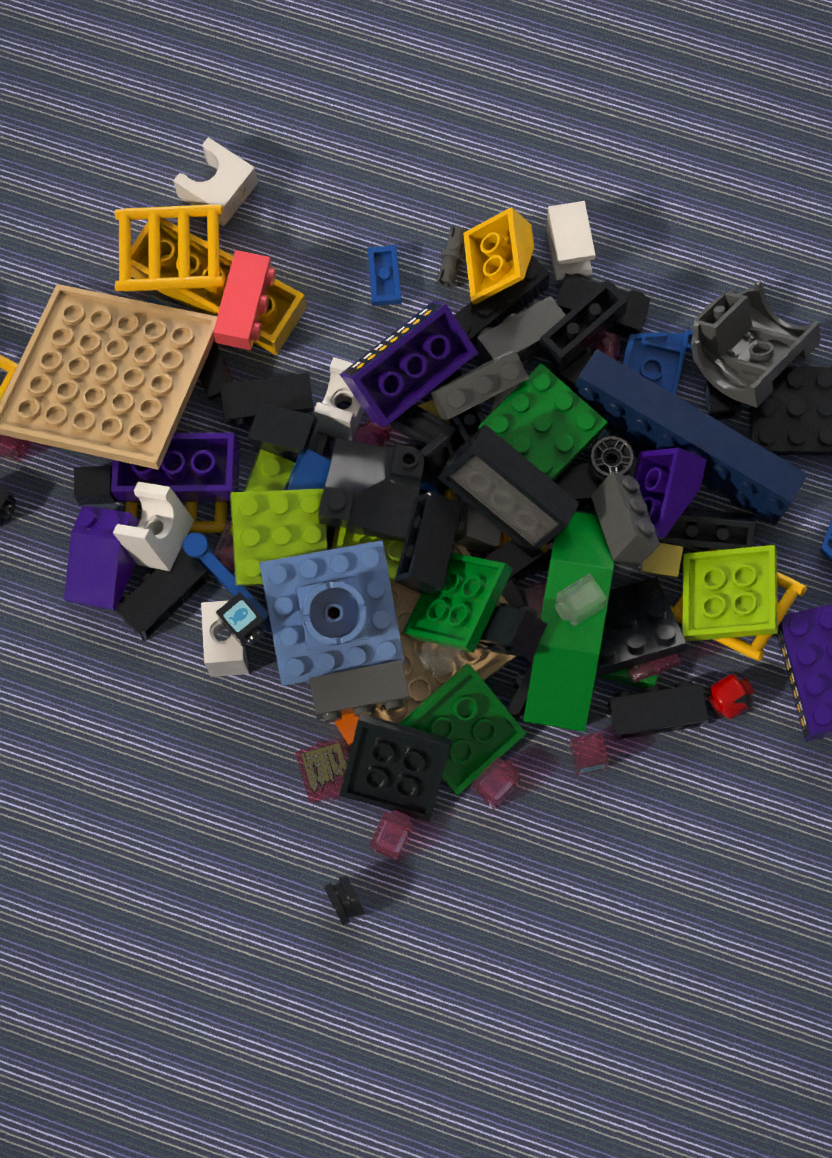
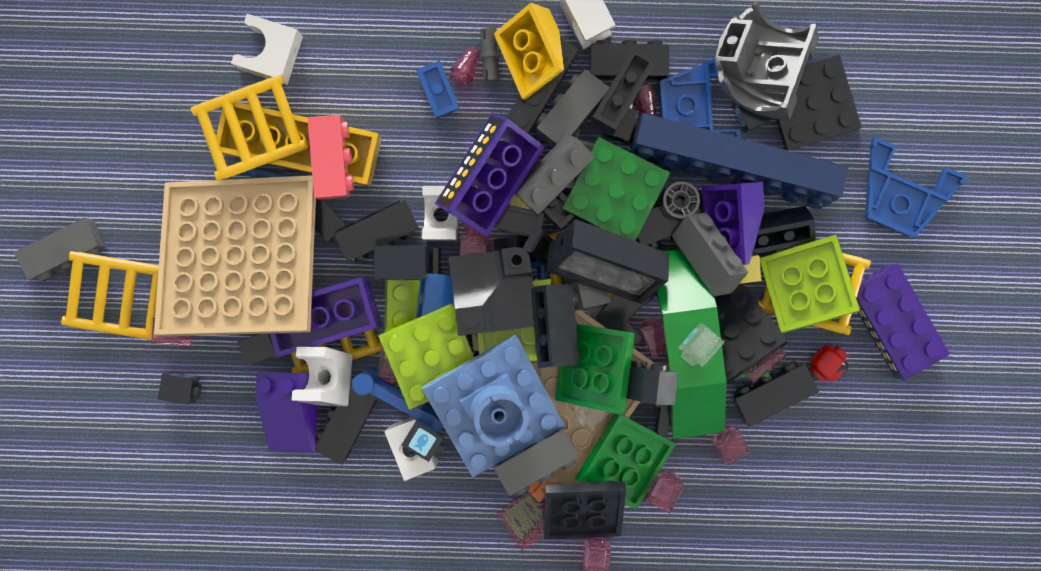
camera: 20 degrees left, 15 degrees up
(421, 261) = (464, 68): none -> clear pink cone

